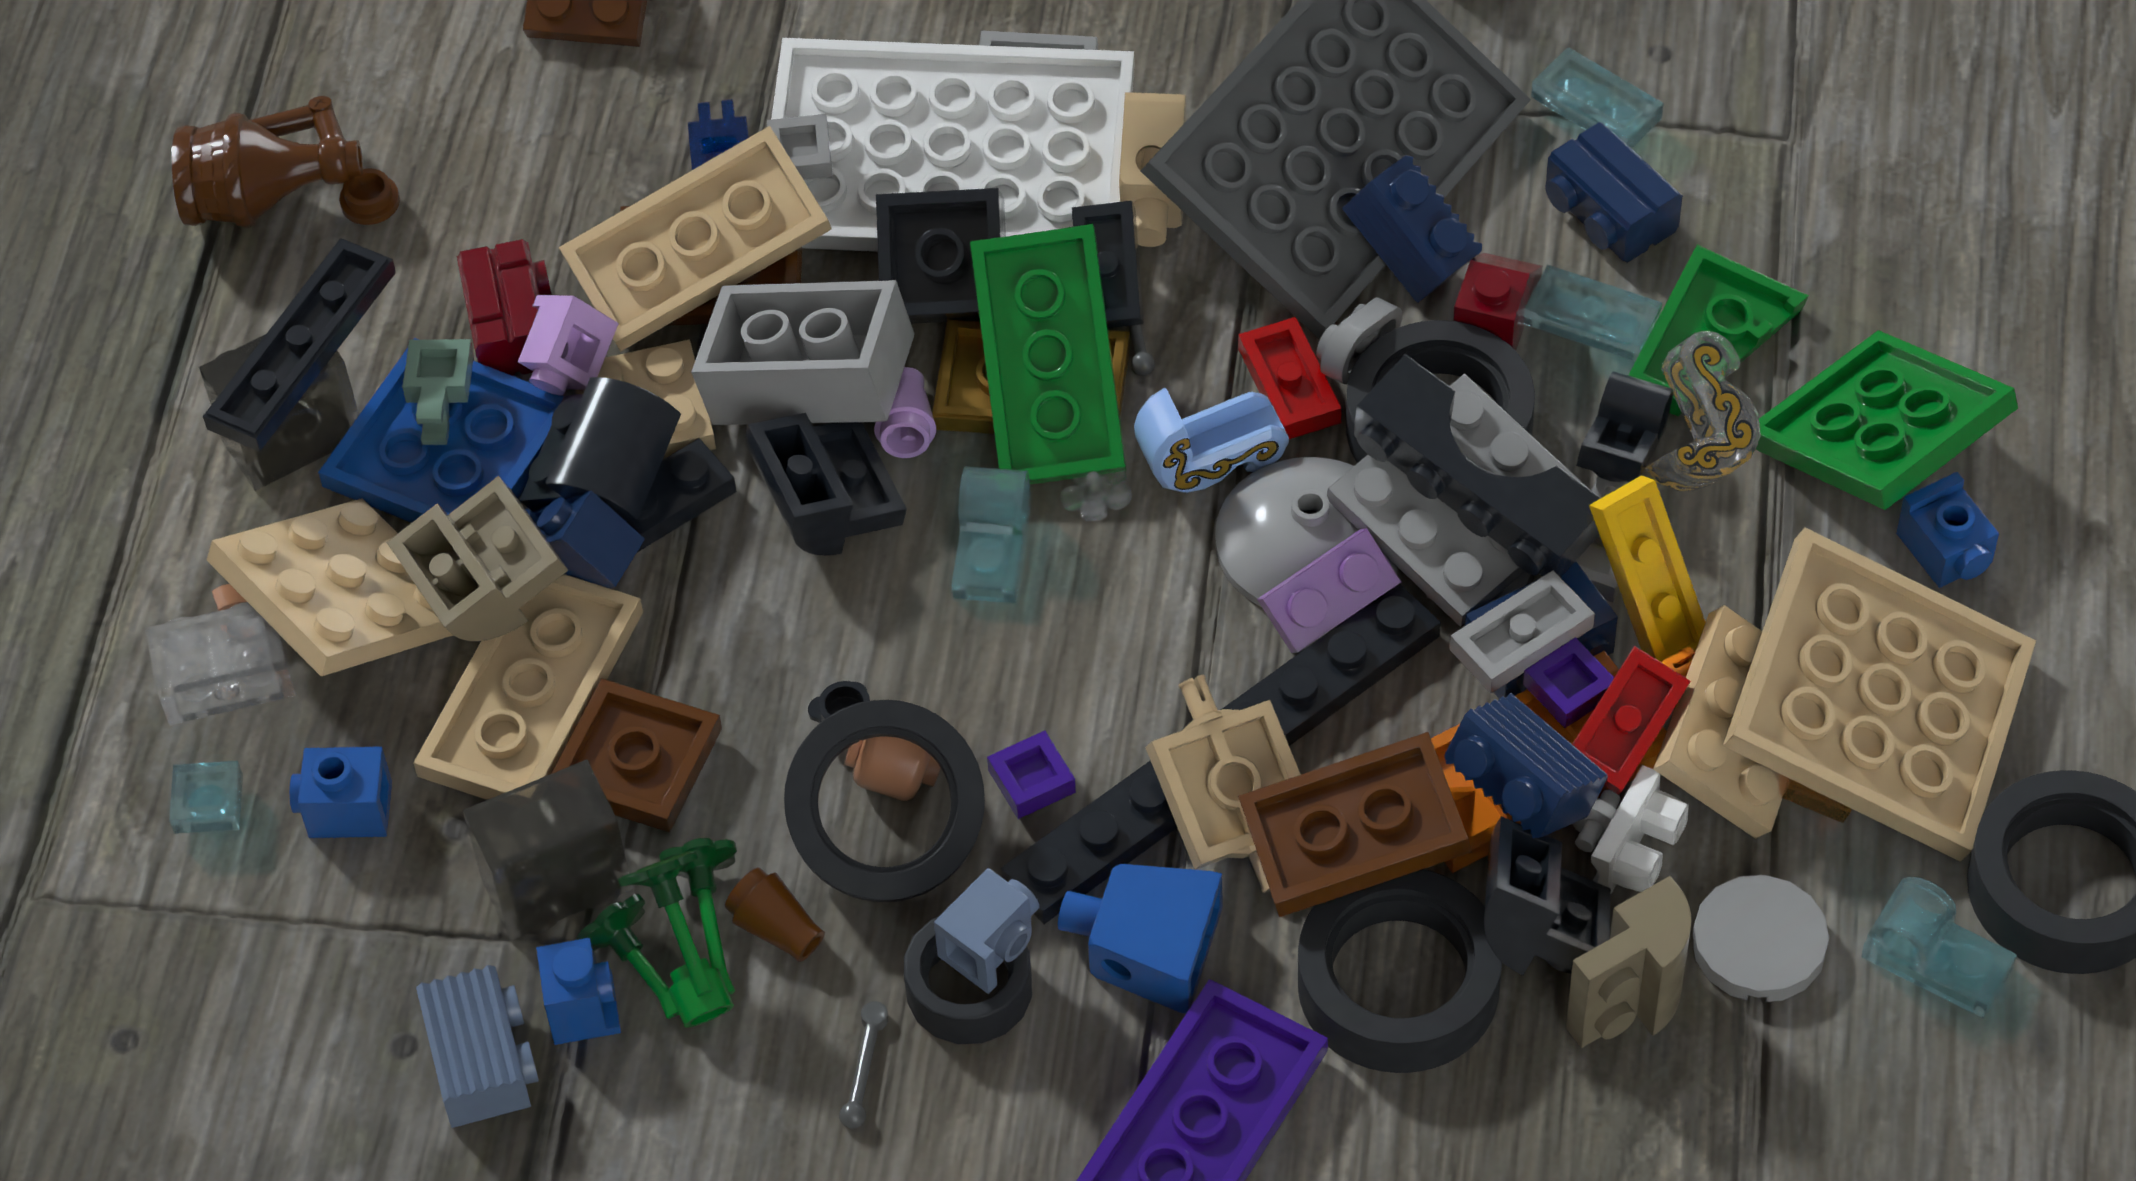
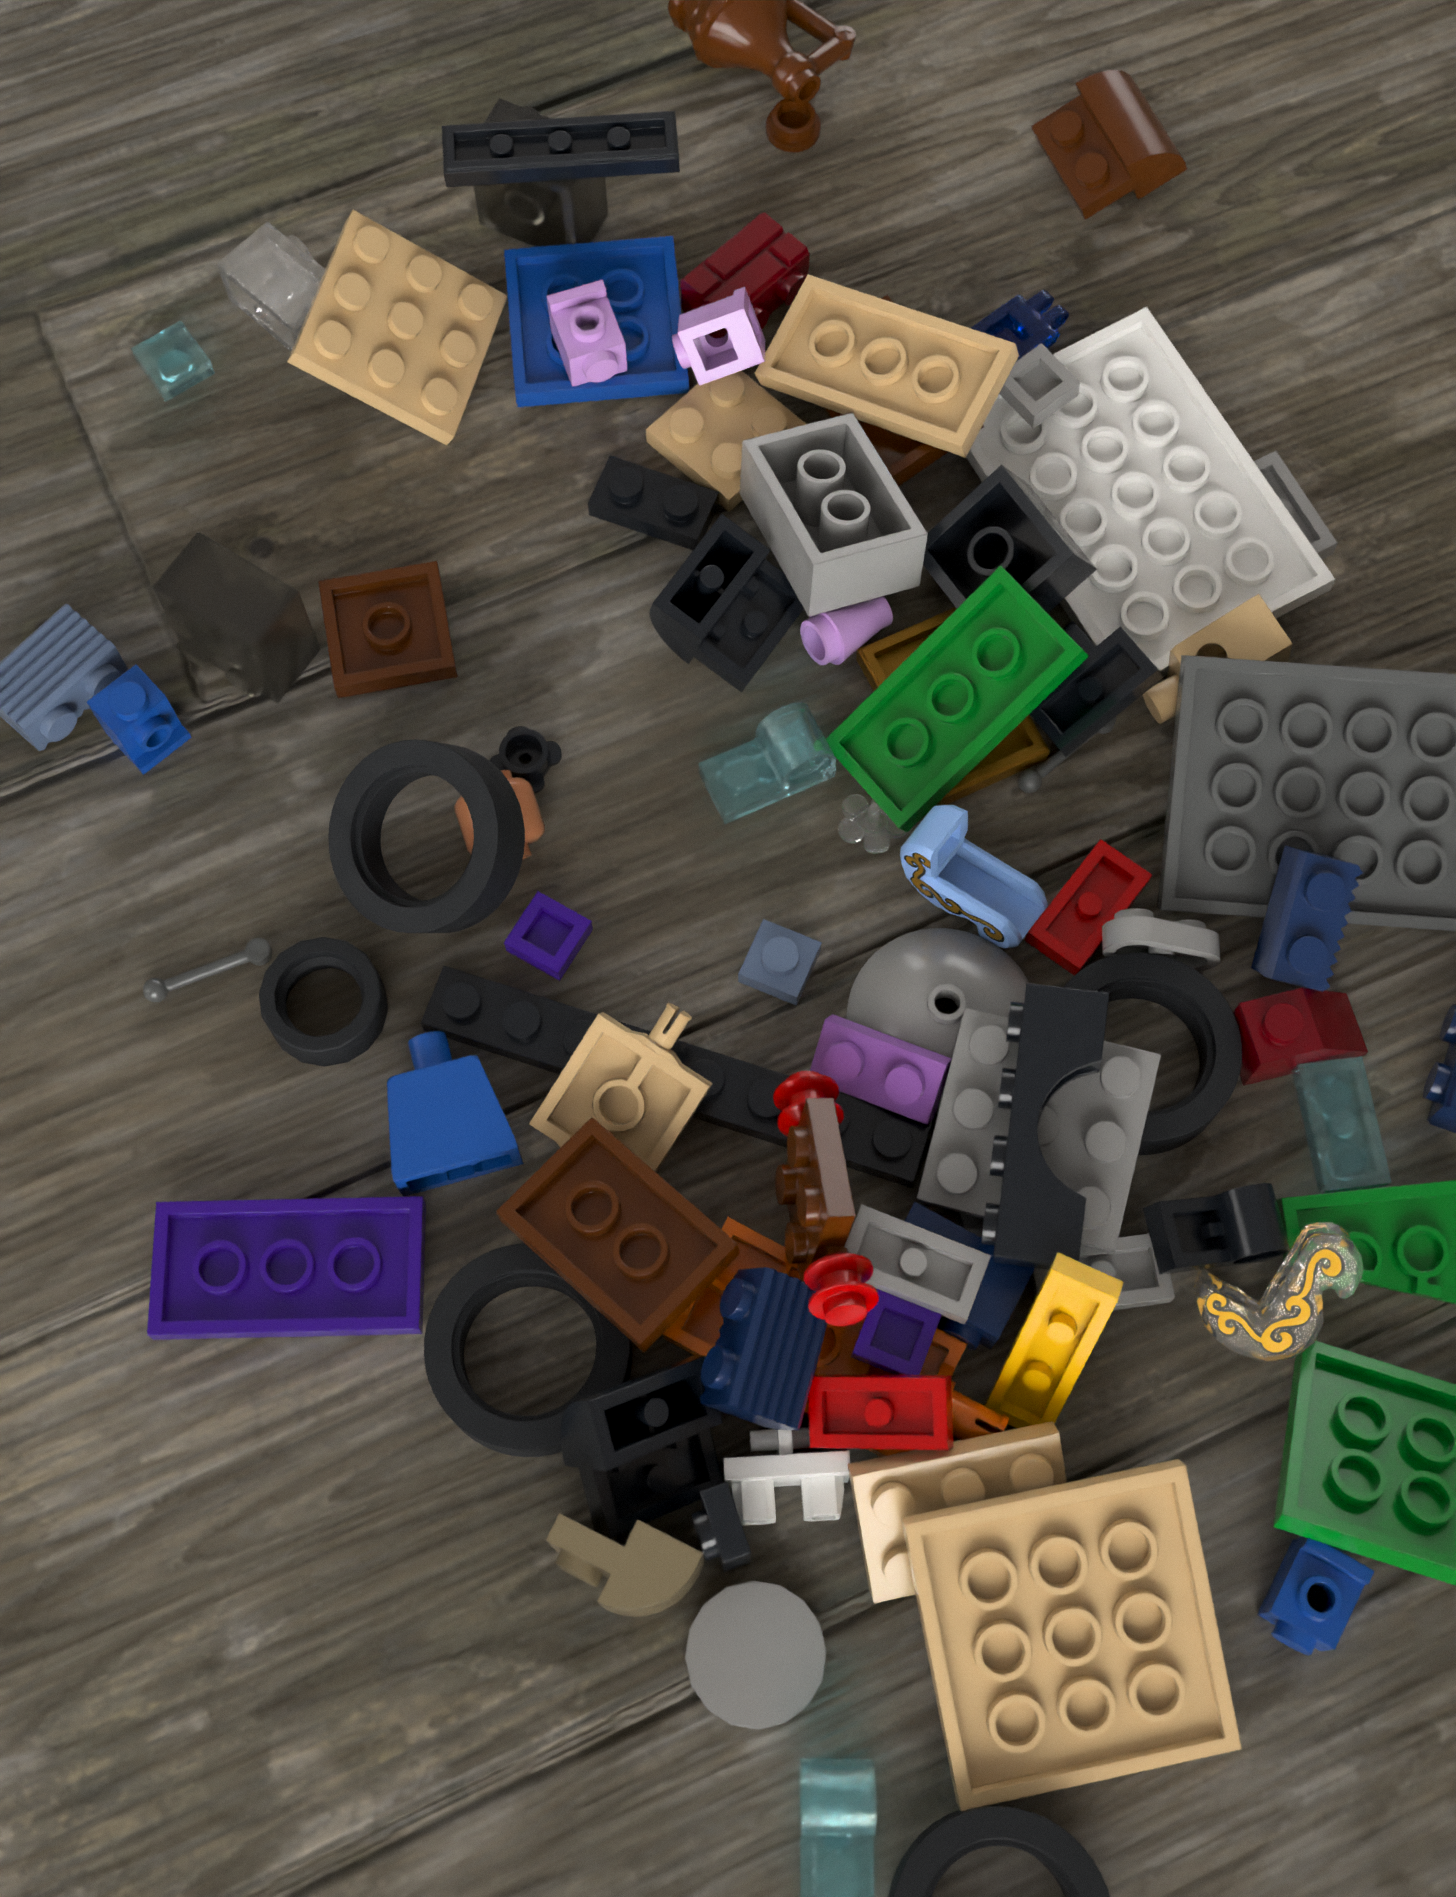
camera: 55 degrees right, 15 degrees up
(343, 792) = (228, 448): blue brick -> none
(434, 377) = (632, 269): sand green plate -> none
(477, 441) = (587, 333): none -> lavender brick
(478, 562) = (465, 403): dark tan brick -> none
(528, 690) = (405, 513): tan plate -> none
(588, 538) = (549, 463): dark blue slope -> none
(605, 444) = (636, 430): black brick -> none
(697, 989) = (192, 804): plant -> none
(773, 914) = (298, 818): reddish brown cone -> none
(985, 927) = (338, 990): sand blue brick -> none
(1176, 622) = (779, 962): none -> sand blue plate
(1423, 656) = (820, 1200): none -> plate
(1646, 861) = (721, 1528): none -> black plate

